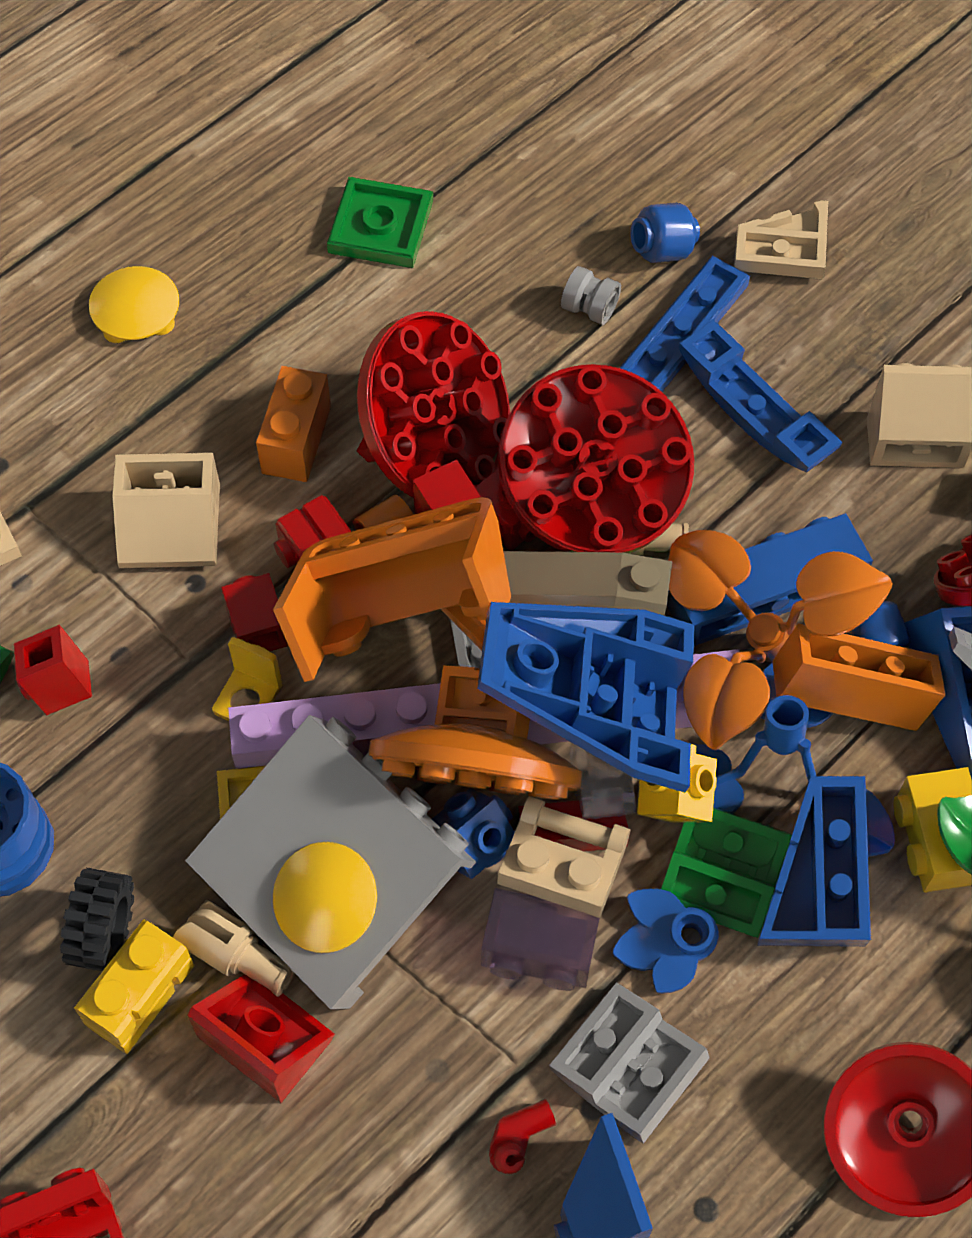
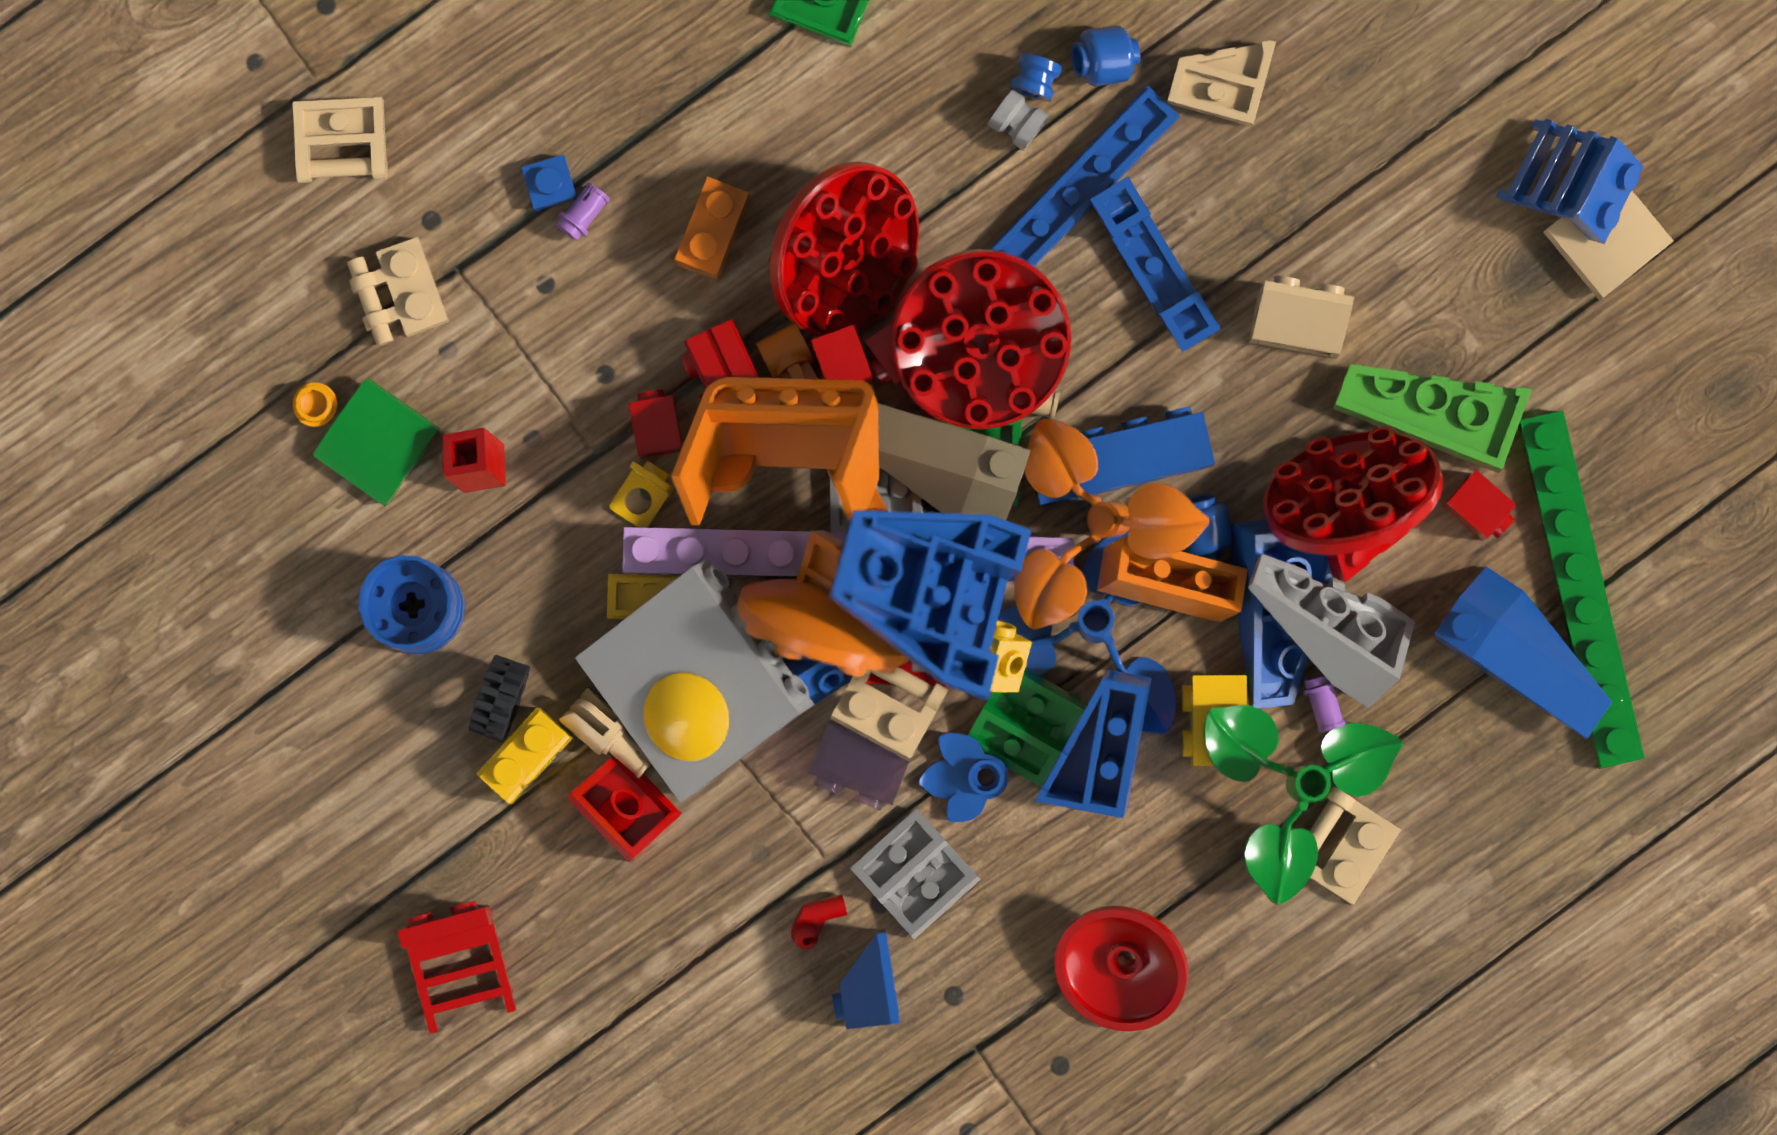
camera: 10 degrees right, 25 degrees up
(119, 413) = (549, 182): none -> blue plate
(134, 304) = (572, 56): yellow dish -> none
(156, 429) = (582, 212): none -> medium lavender pin
(166, 510) = (585, 310): tan slope -> none
(602, 254) = (1036, 77): none -> blue wheel

